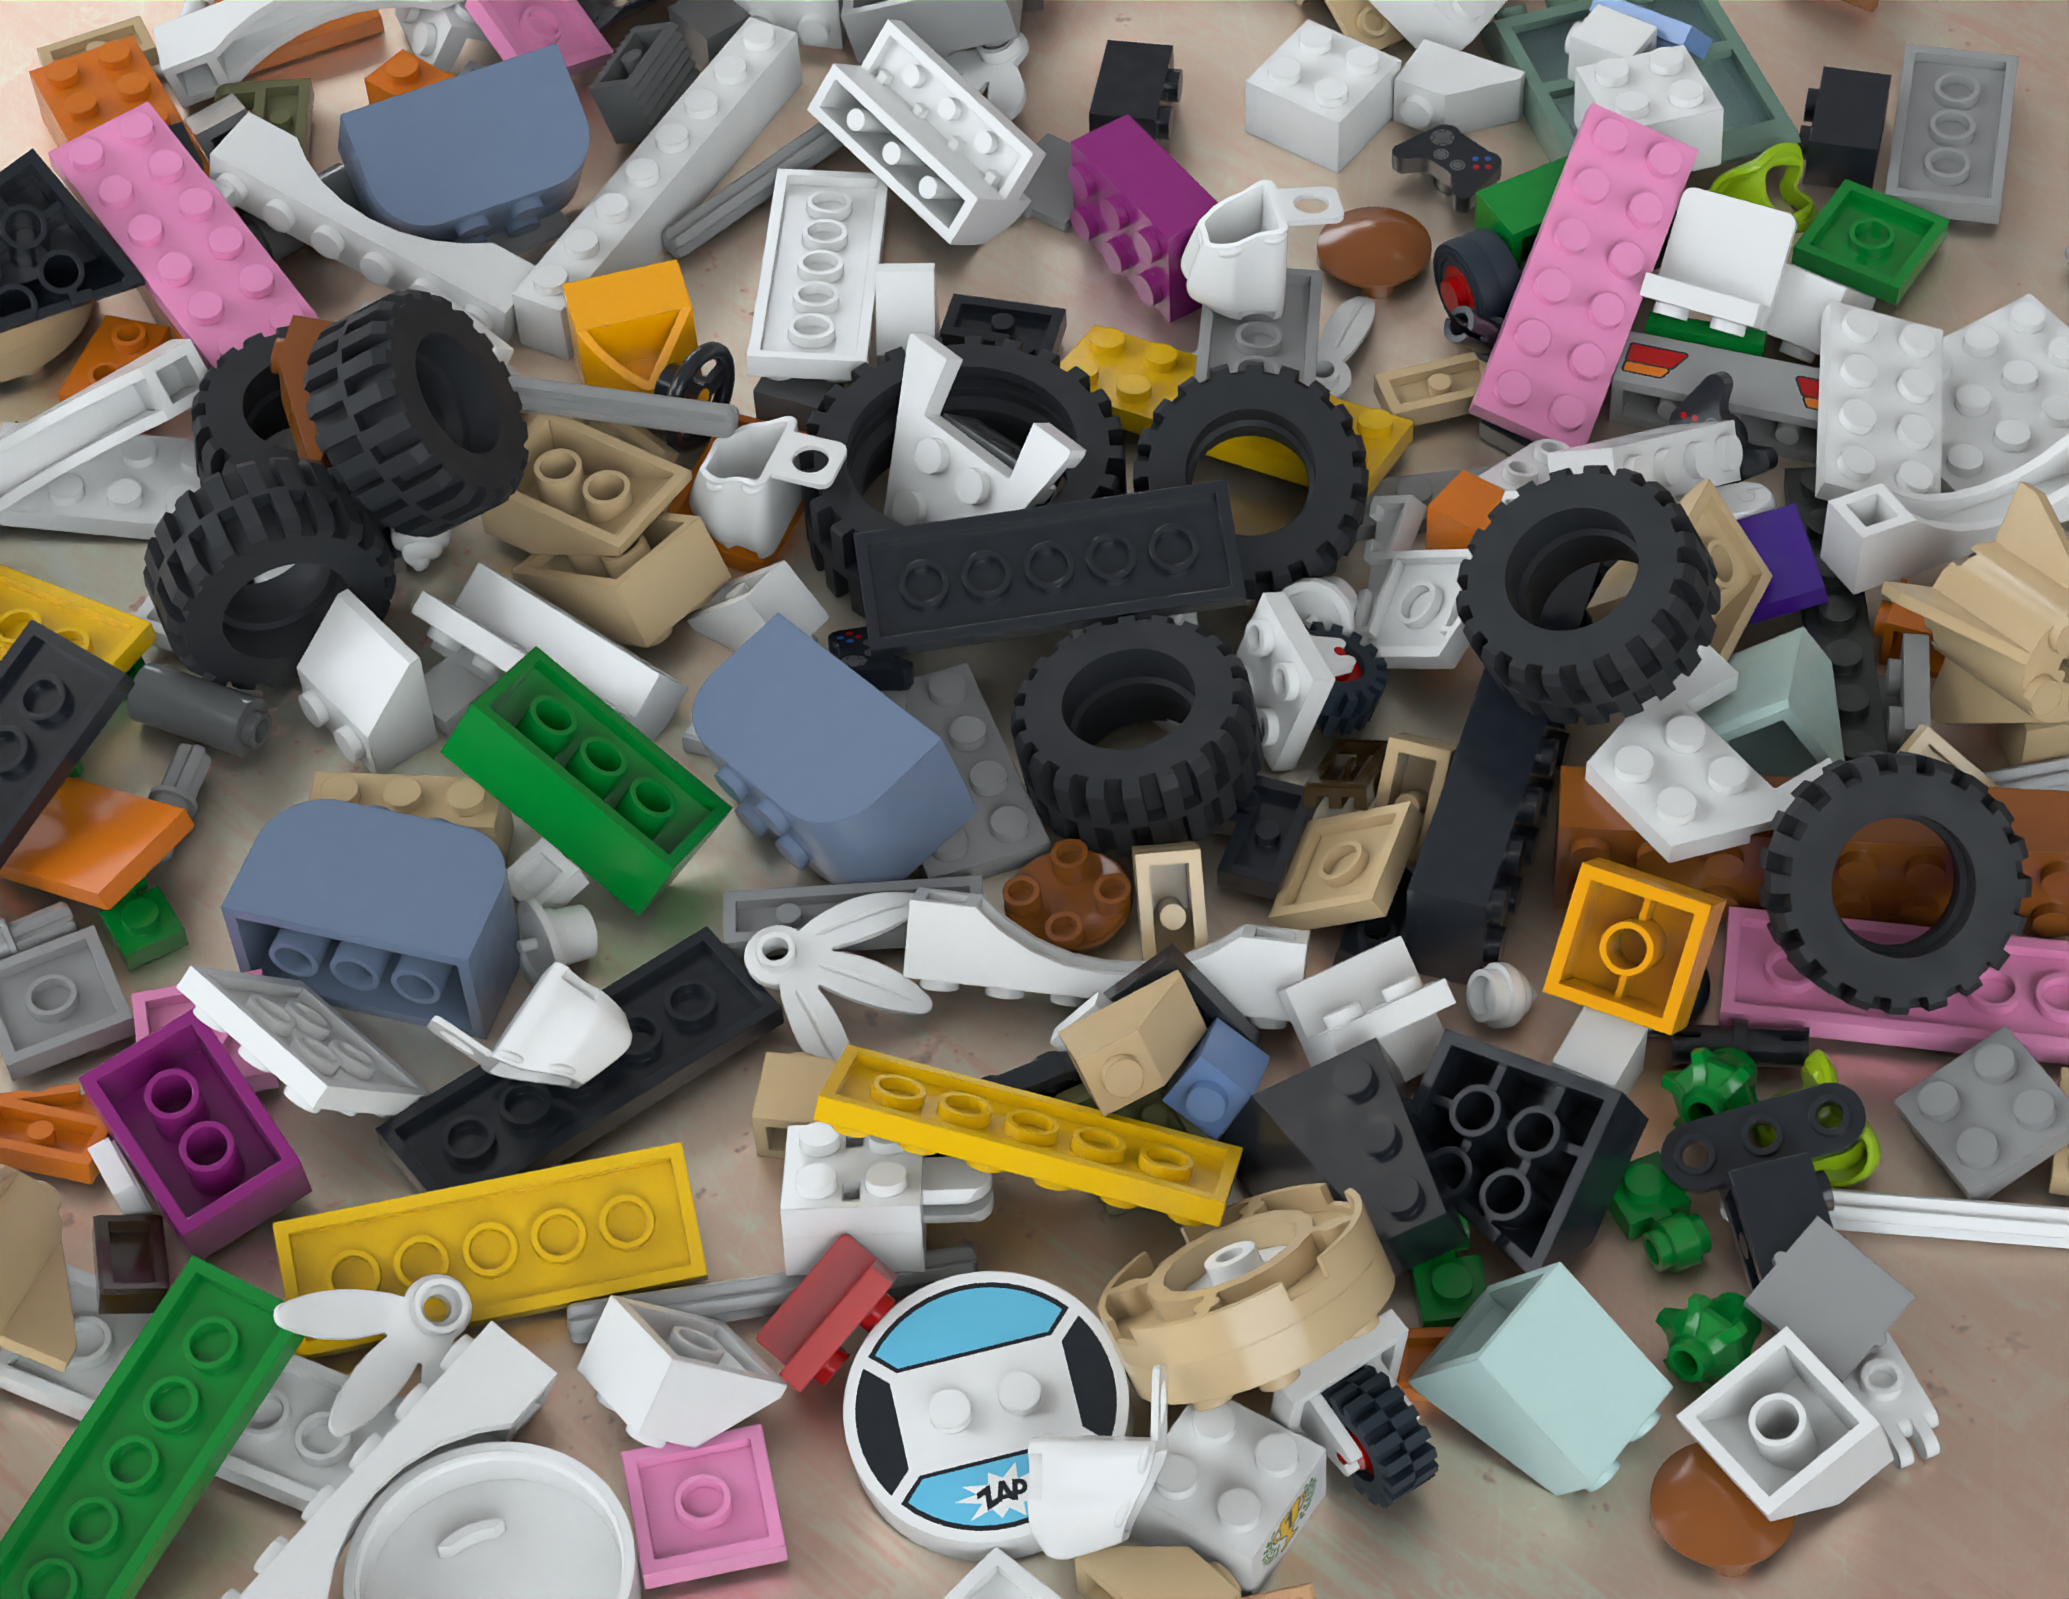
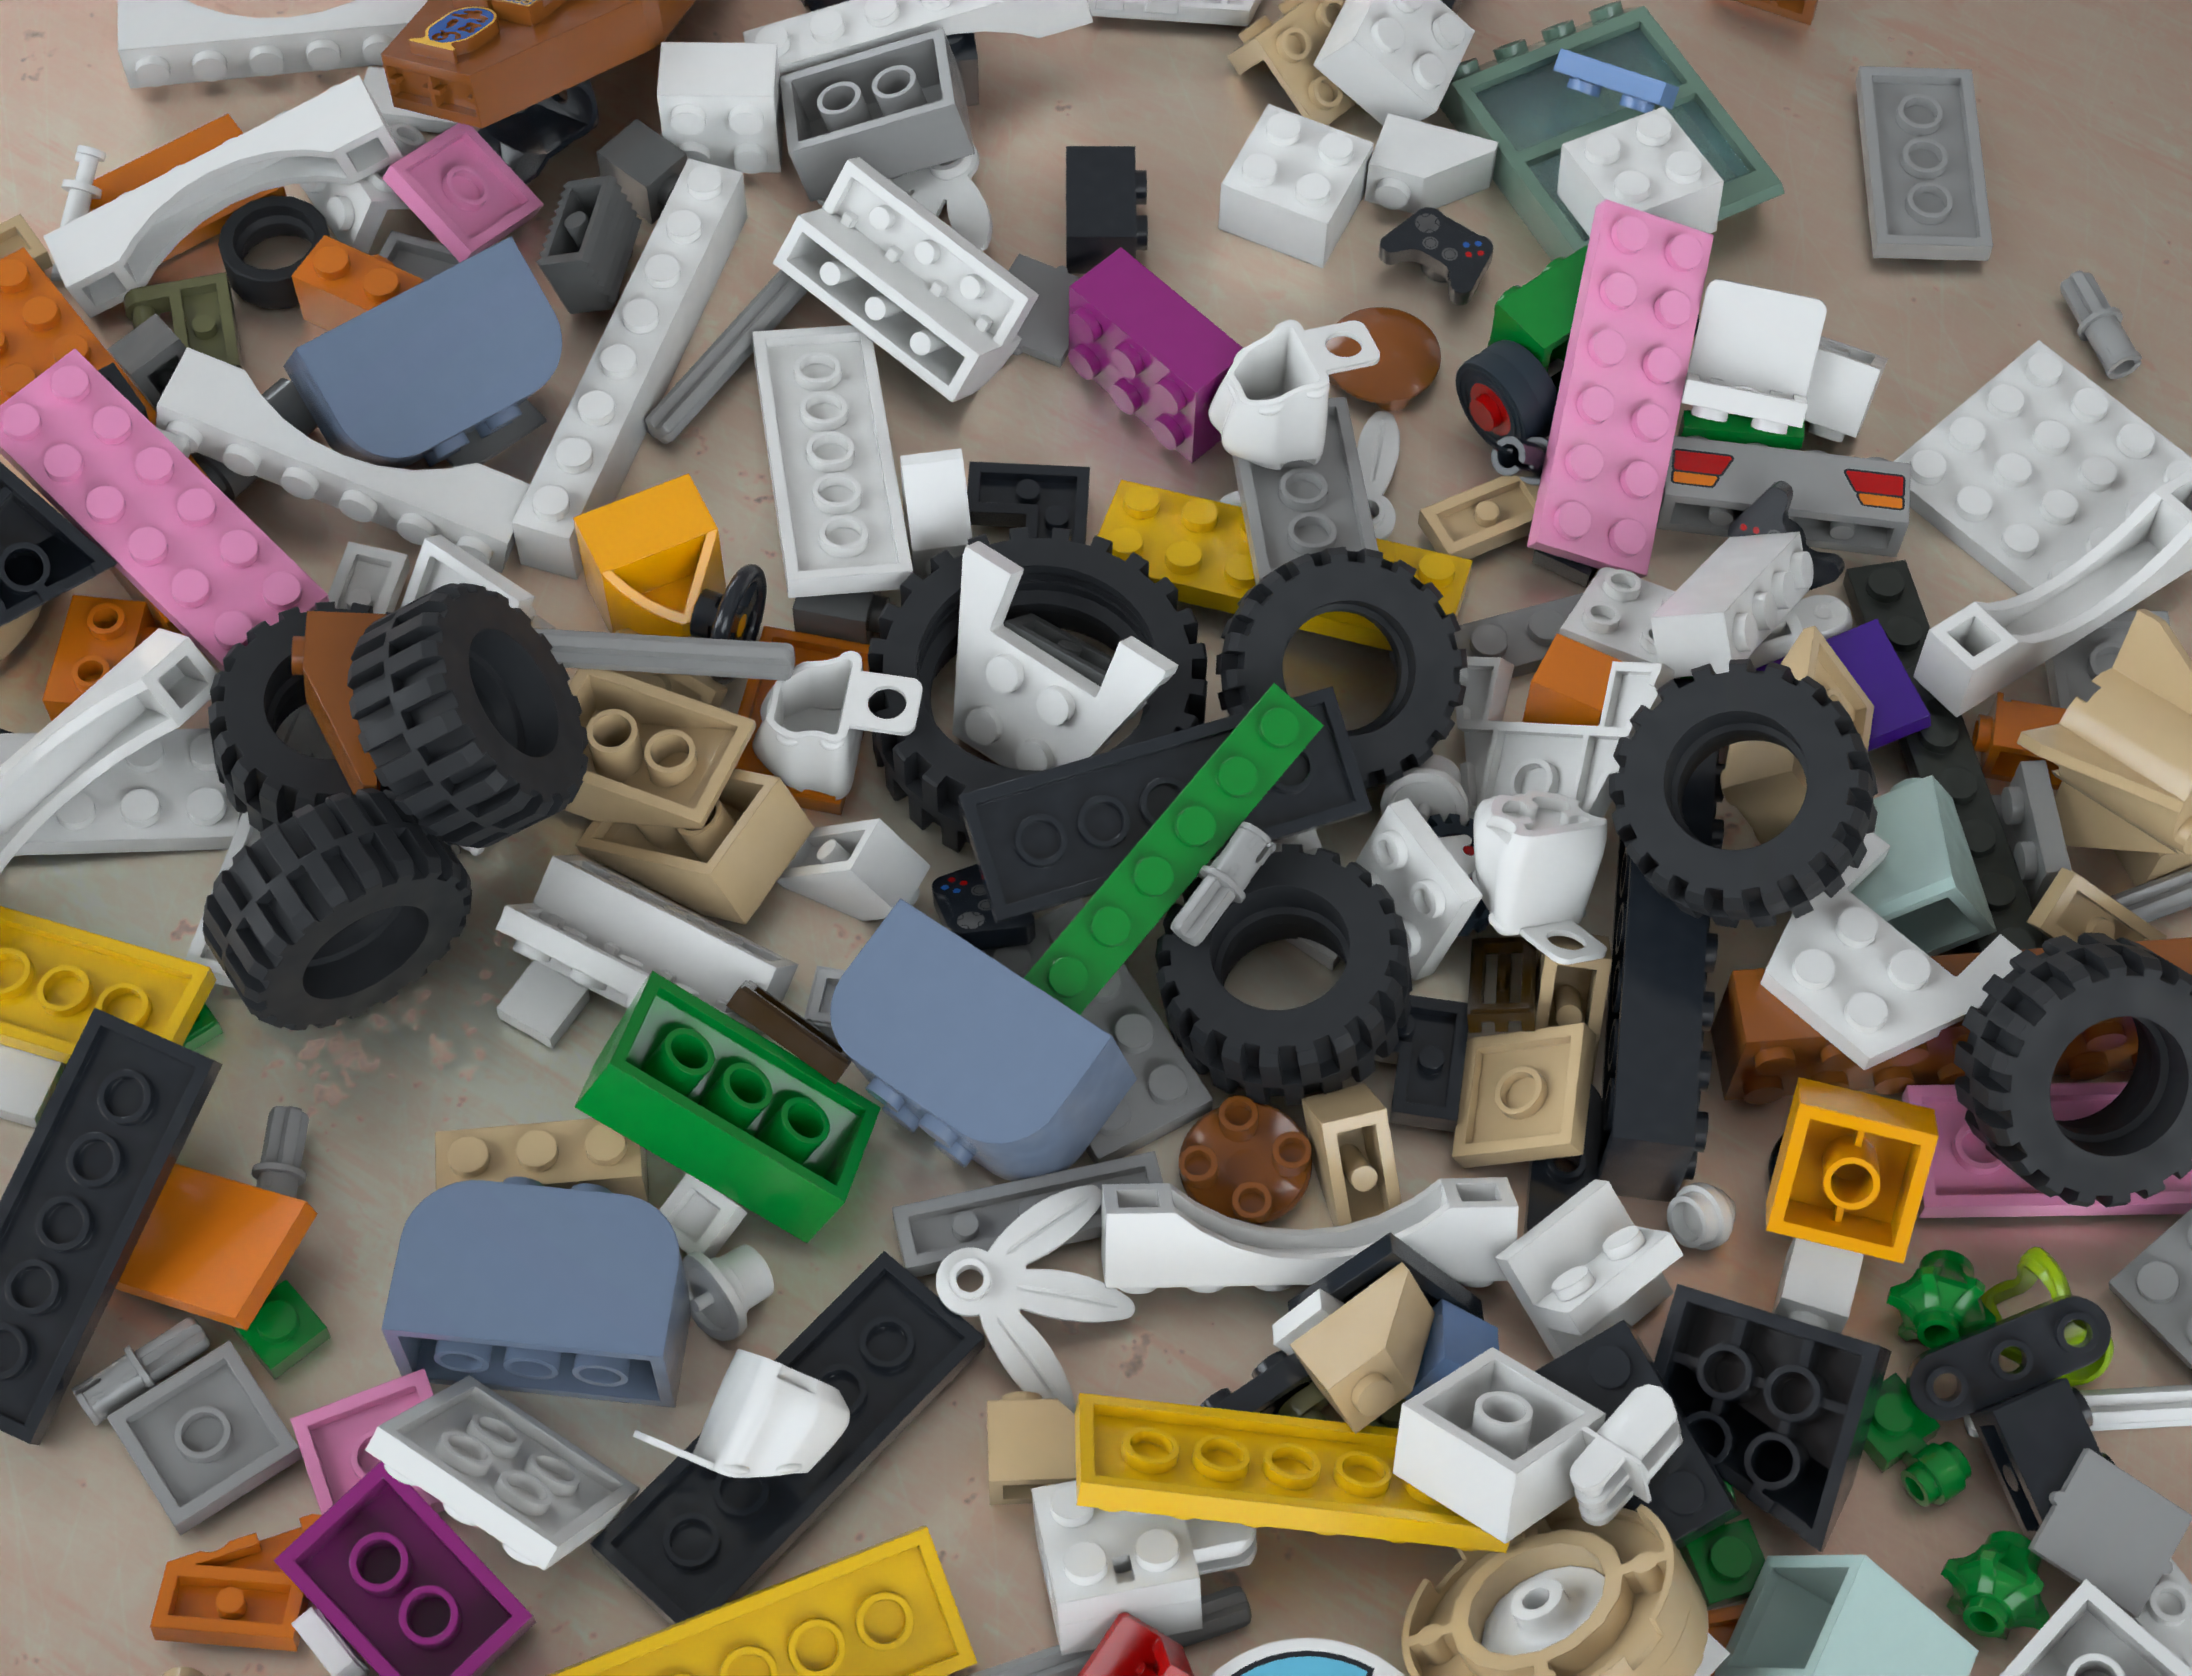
camera: 15 degrees left, 10 degrees up
(199, 710) = (284, 1060): dark grey brick -> none
(344, 45) = (252, 225): none -> black tyre
(366, 687) = (460, 1017): white slope -> none
(660, 727) = (790, 1030): none -> dark brown tile
(1050, 602) = (1174, 850): none -> green plate
(1084, 636) = (1223, 883): none -> light grey axle
(1227, 1124) = (1494, 1443): none -> white brick
(1340, 1140) = (1625, 1454): none -> white arm
(1398, 665) = (1538, 869): none -> white piece
(1607, 35) = (1581, 106): white brick -> none
(1748, 182) = (1743, 256): lime piece -> none
(1764, 1045) = (1970, 1237): black pin -> none
(1845, 127) = (1821, 169): black piece -> none
(1870, 241) = (1876, 296): green plate -> none
(1878, 403) = (1934, 501): white plate -> none

